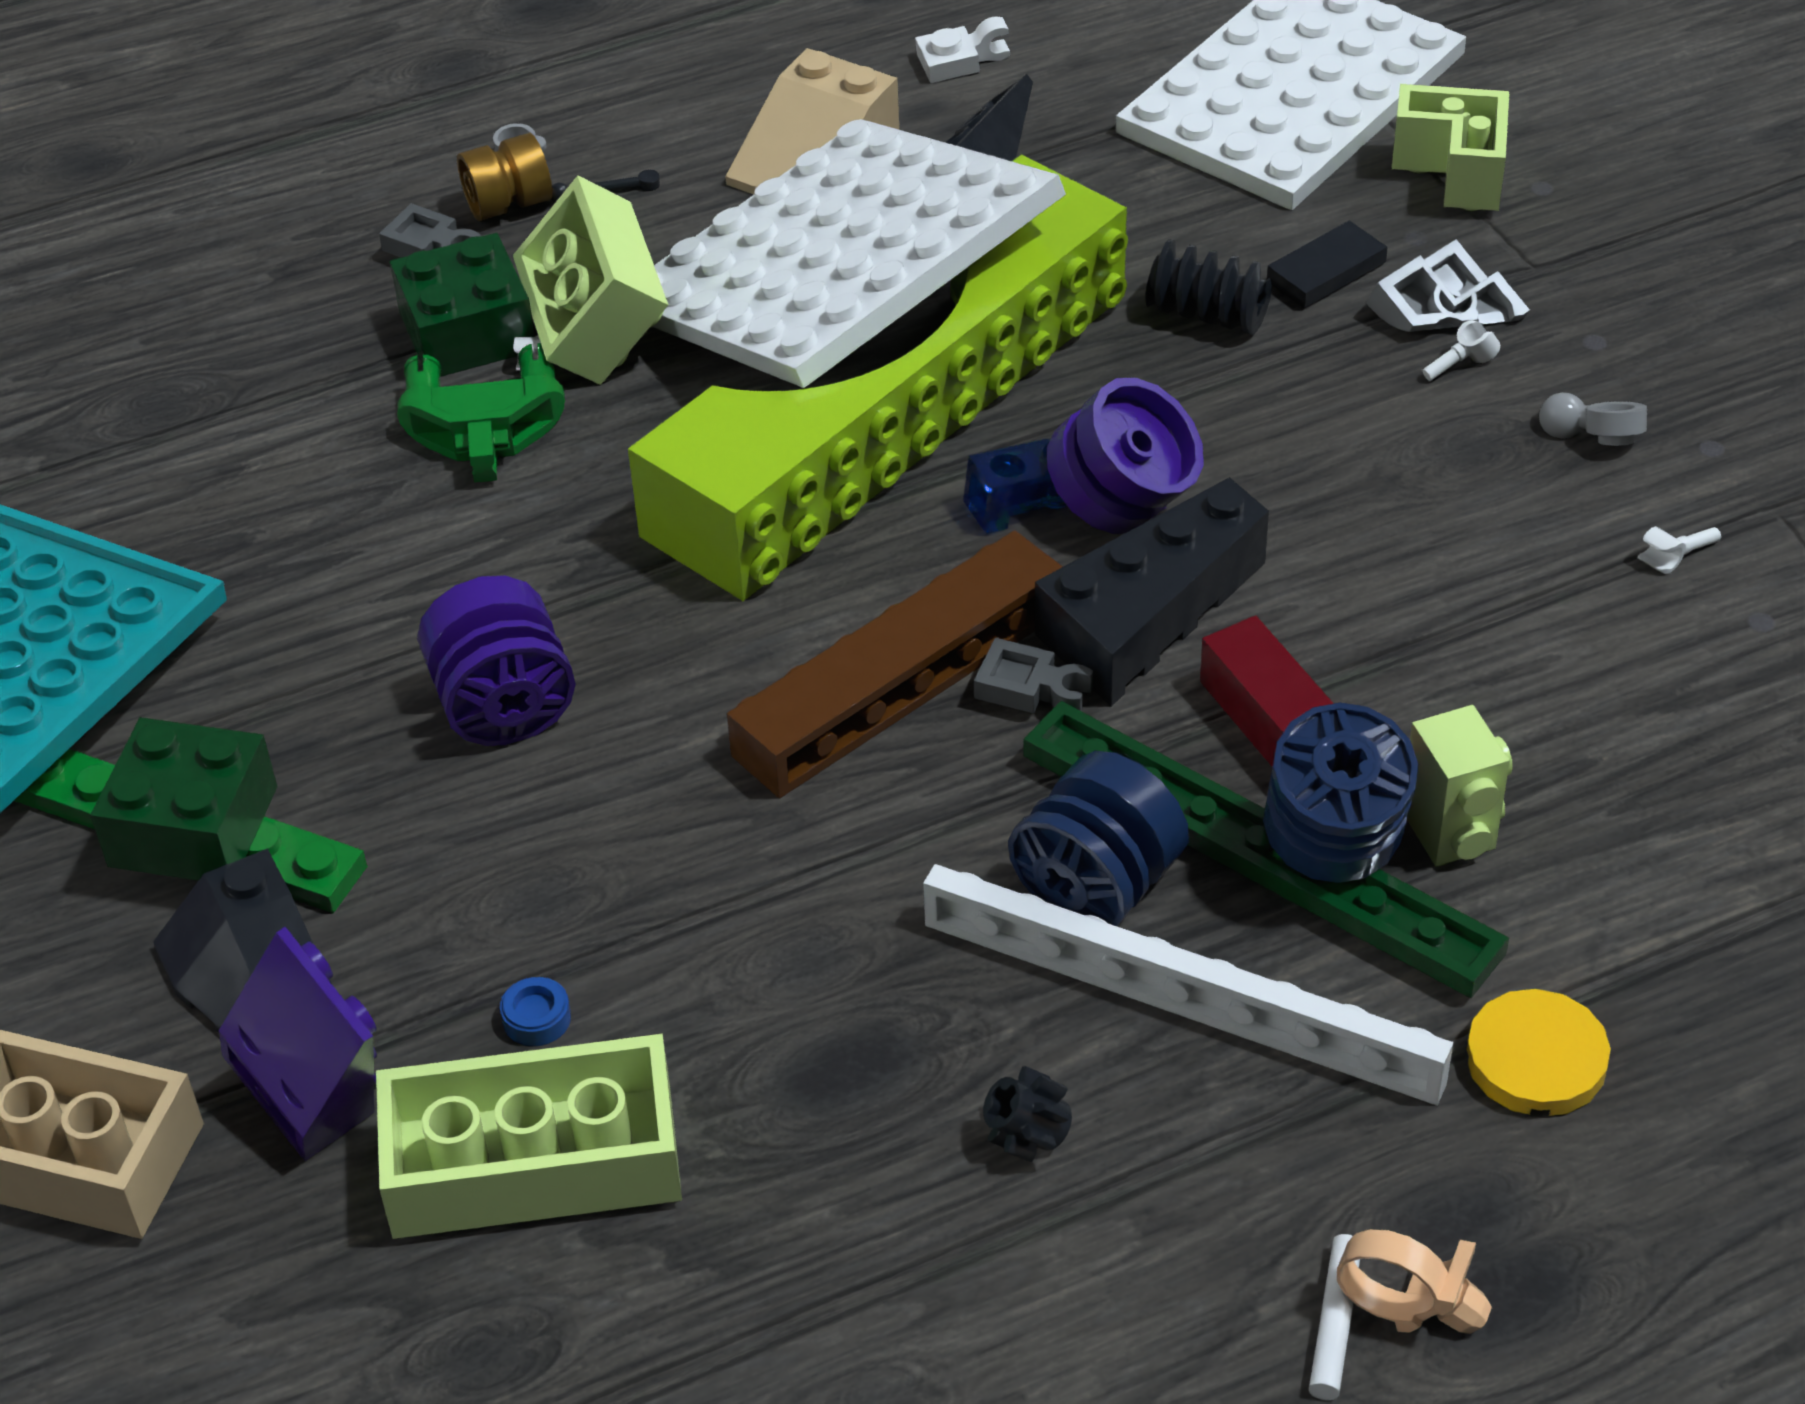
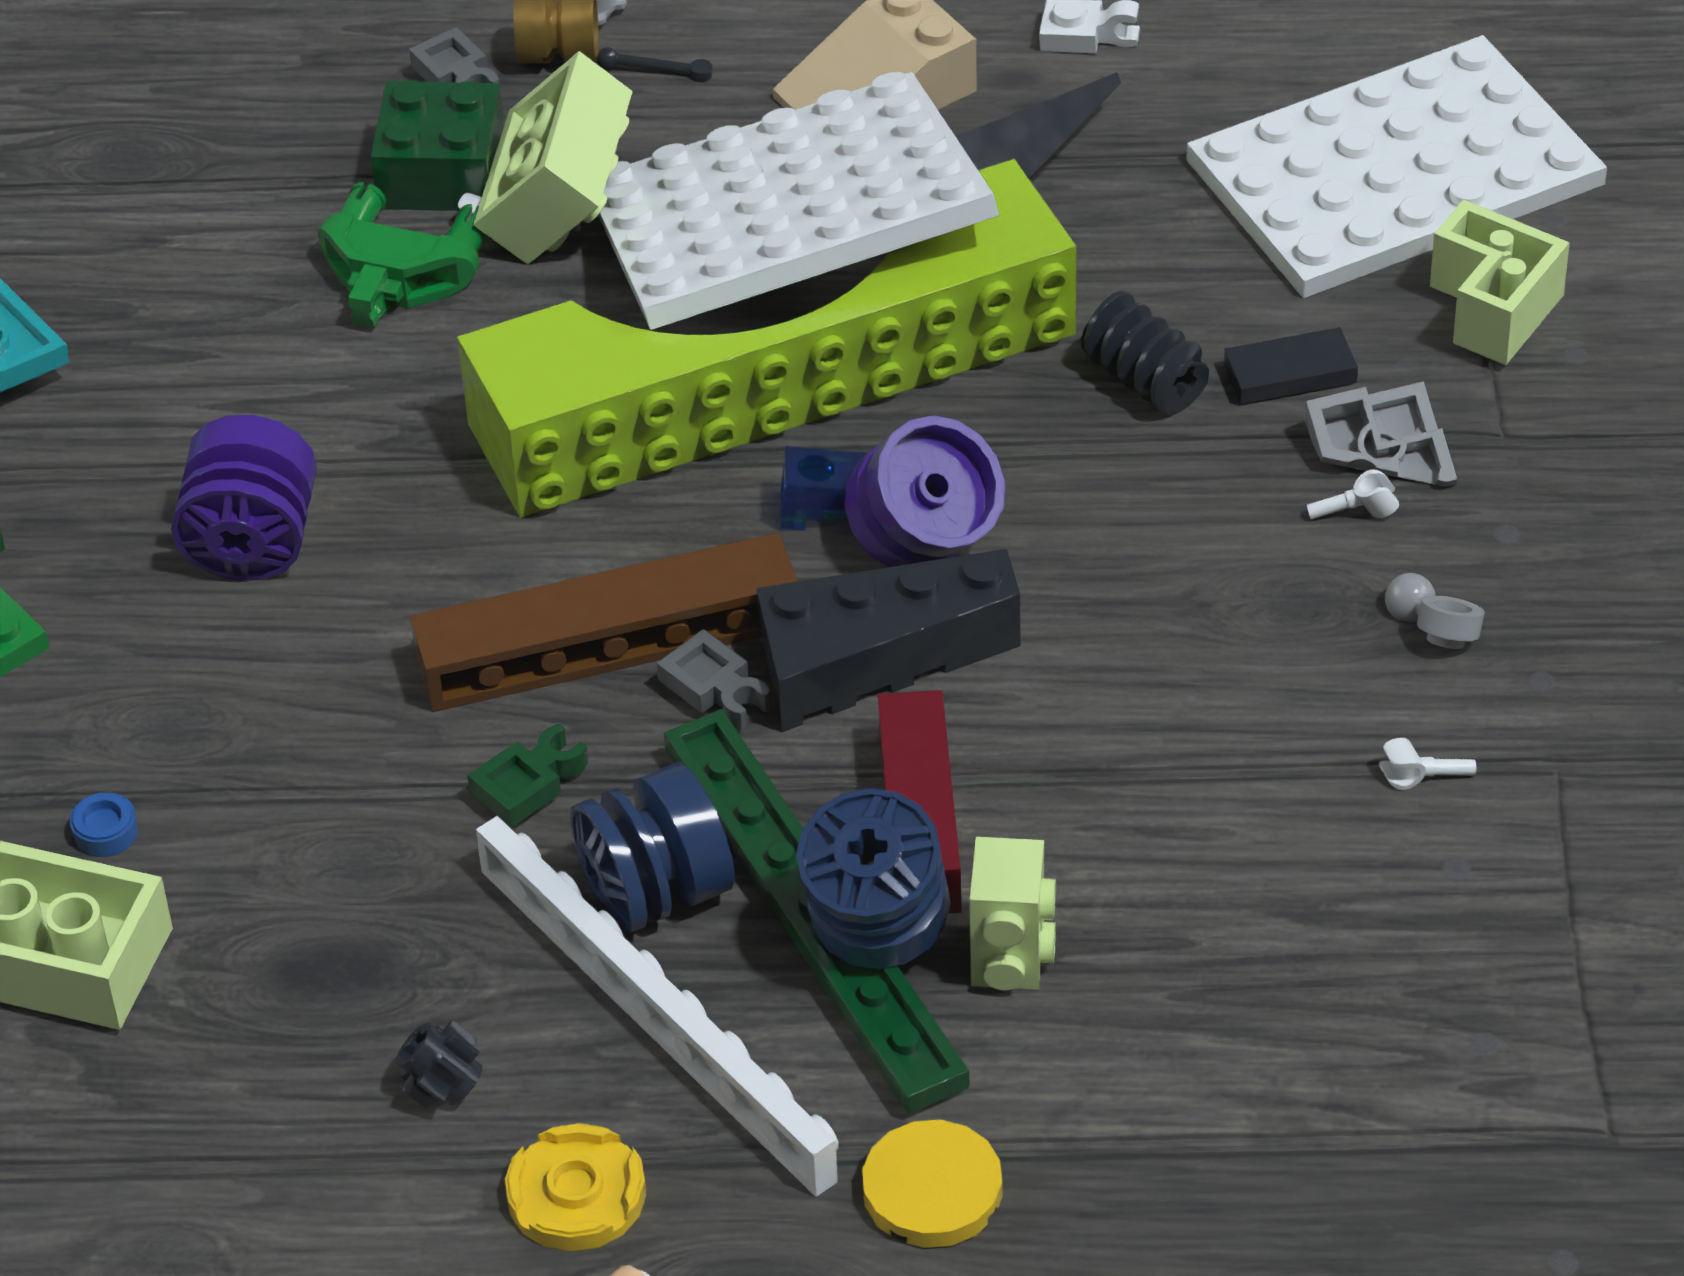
camera: 25 degrees right, 0 degrees up
(919, 827) = (525, 780): none -> dark green plate
(1220, 1182) = (575, 1187): none -> yellow tile

